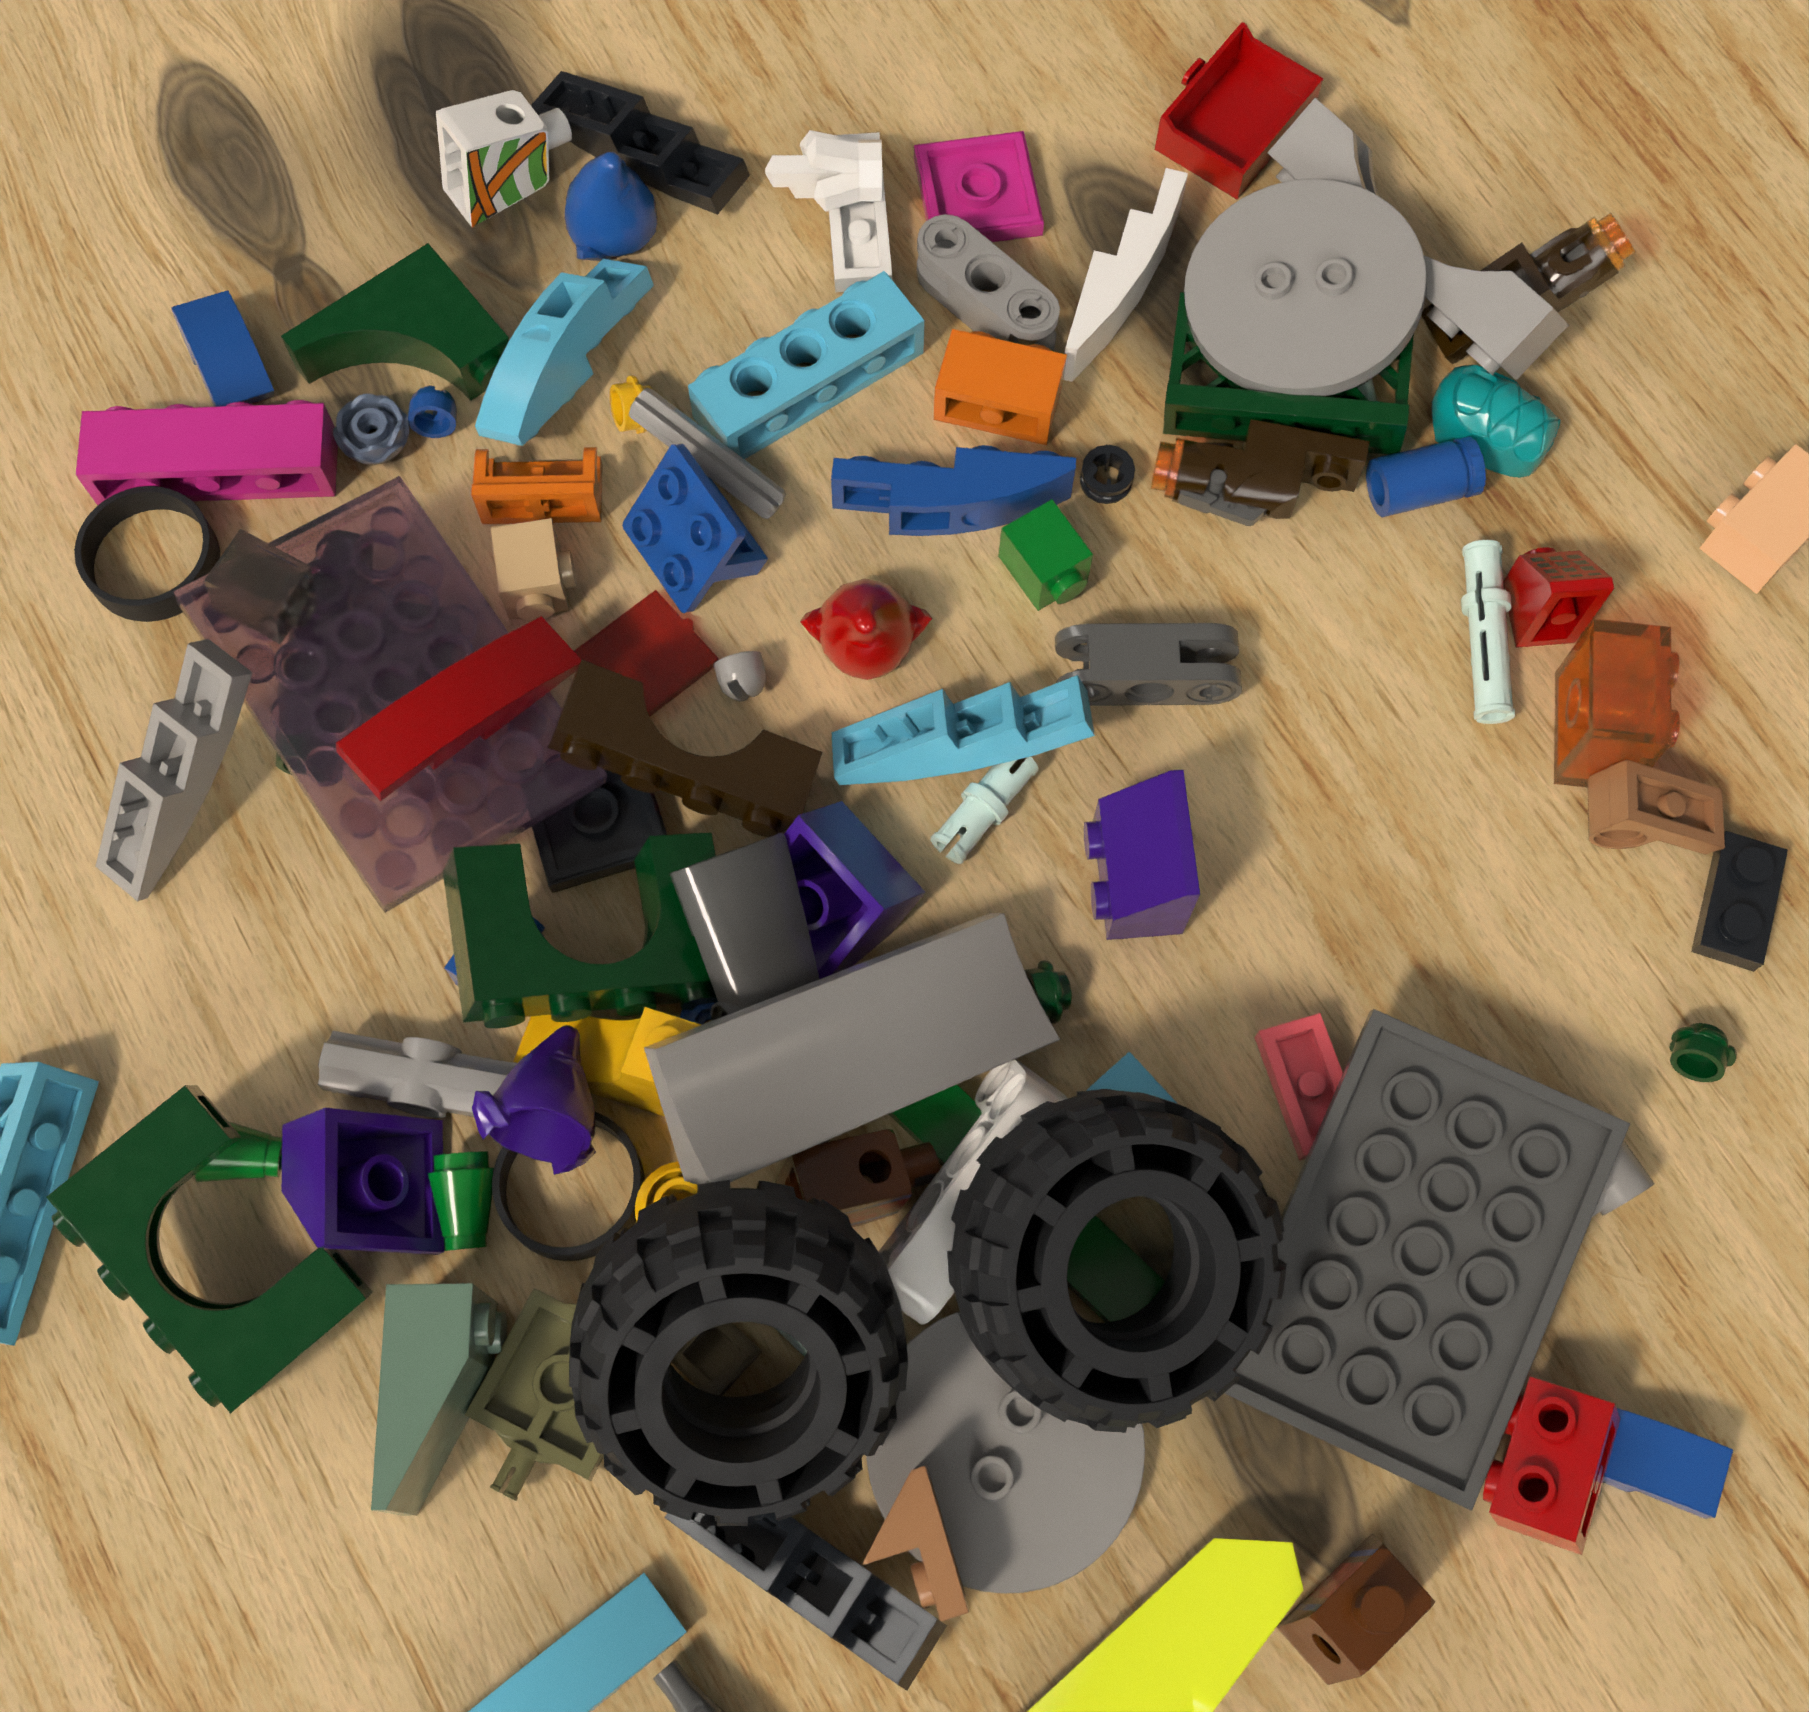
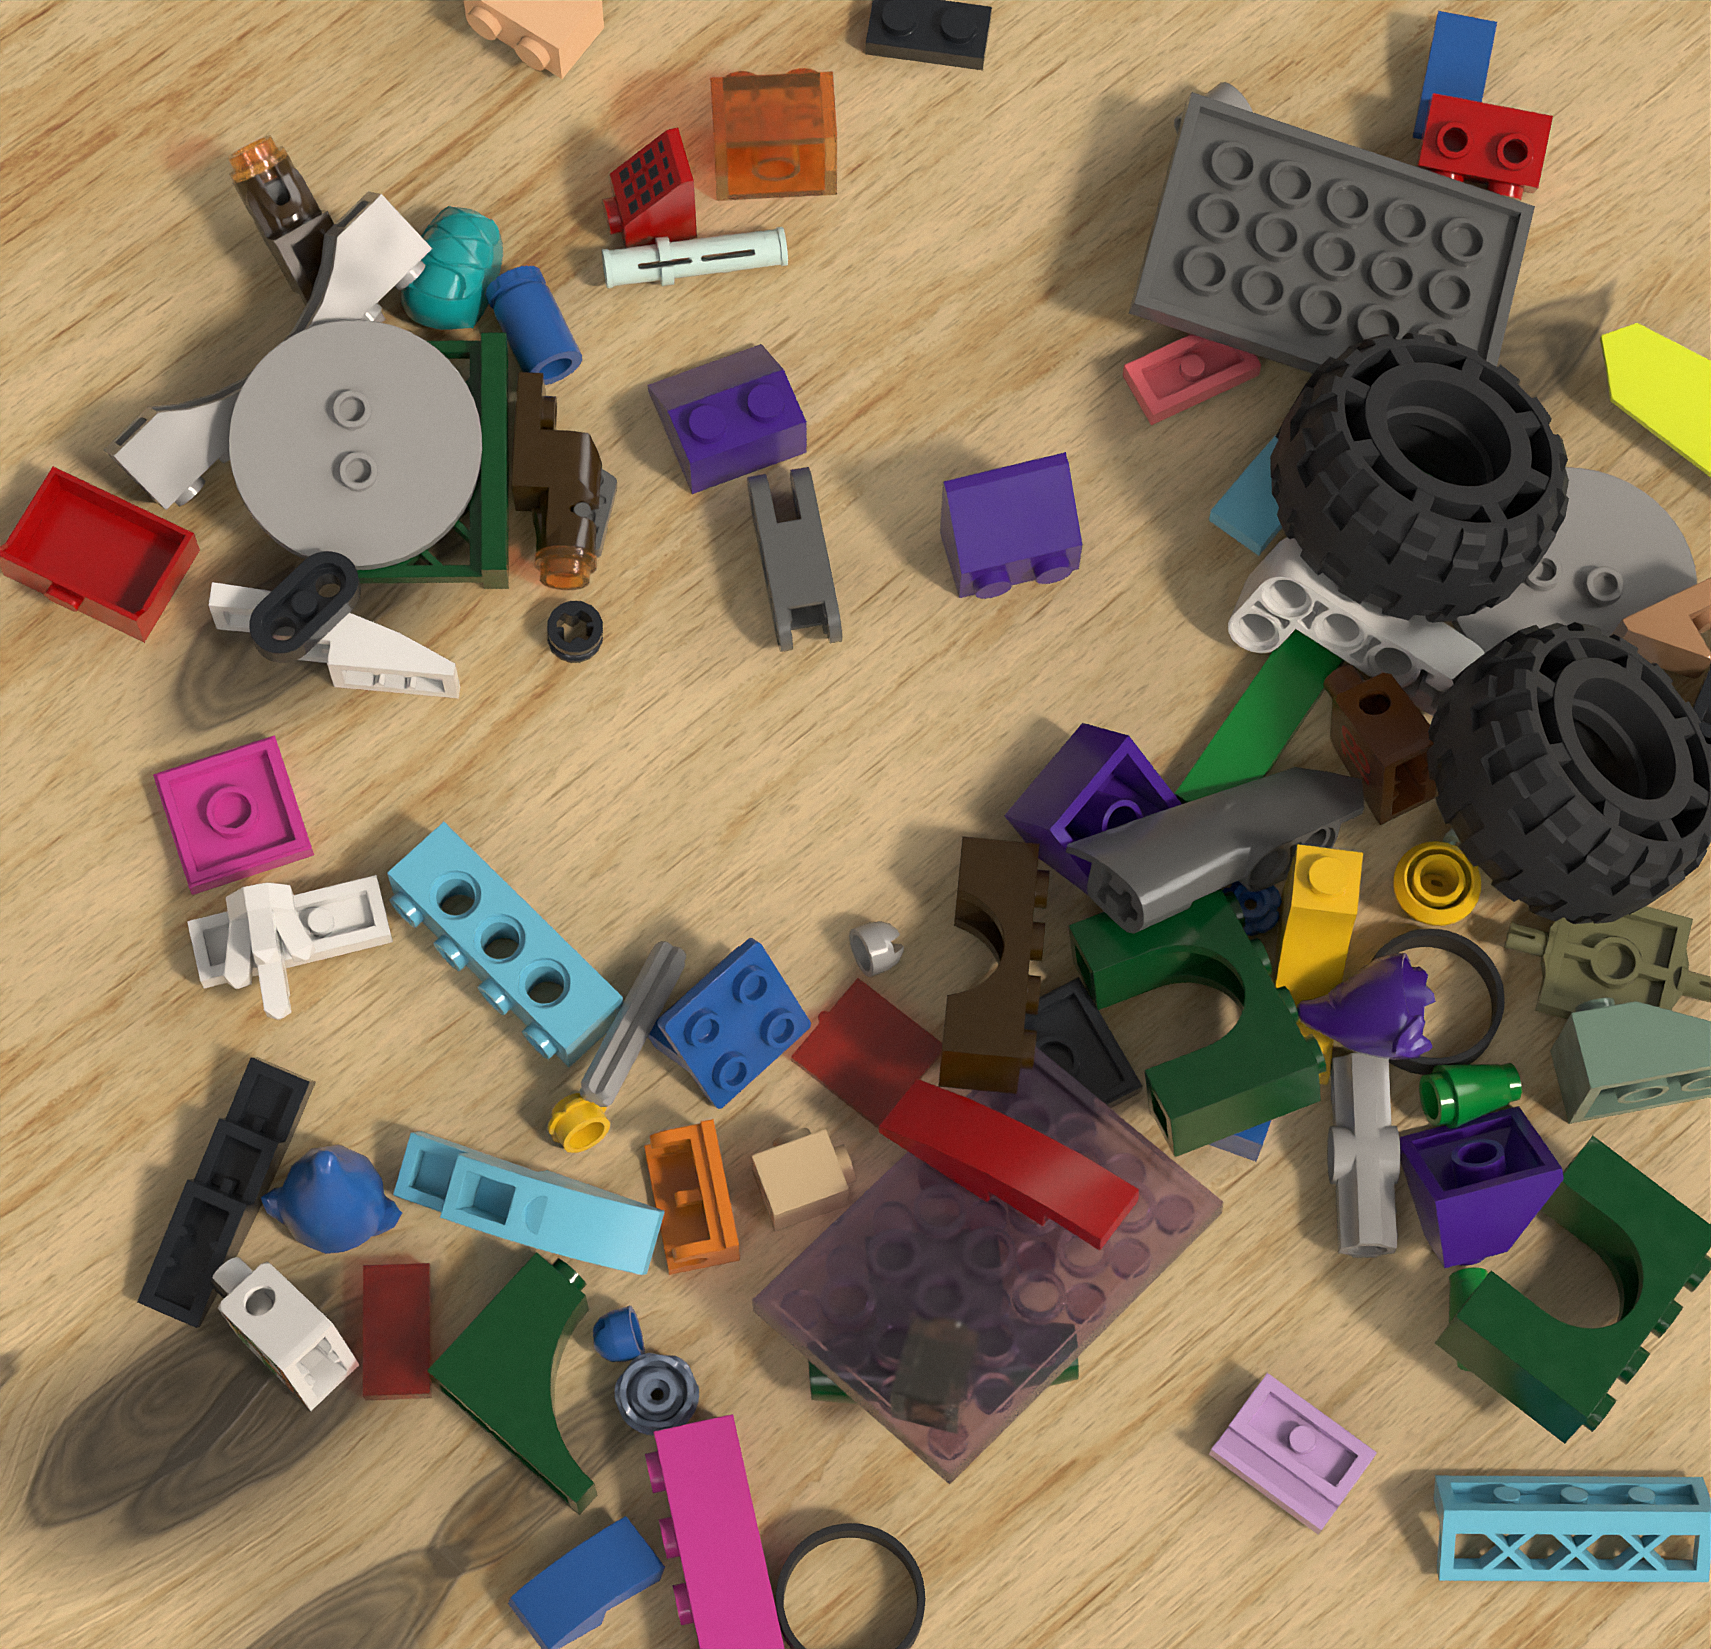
camera: 100 degrees left, 0 degrees up
(155, 950) = (1292, 1453): none -> lavender plate
(165, 787) = (1119, 1459): light grey slope -> none
(490, 249) = (397, 1331): none -> clear red tile
(845, 1050) = (1279, 734): light grey arch -> none
(866, 628) = (802, 832): red hat -> none
(947, 738) = (908, 719): medium azure slope -> none
(961, 262) = (402, 737): light grey piece -> none
(976, 495) = (631, 764): blue slope -> none
(982, 807) = (969, 692): light aqua pin -> none
(999, 386) = (494, 745): orange brick -> none
(1045, 556) = (691, 670): green brick -> none
(1051, 989) = (1152, 609): dark green plate -> none
(1150, 229) = (299, 606): none -> black plate
(1309, 632) = (730, 417): none -> dark purple slope
(1358, 1611) = (1640, 279): reddish brown torso -> none
(1644, 805) = (863, 101): medium nougat plate -> none
(1701, 1052) = (1086, 53): dark green plate -> none

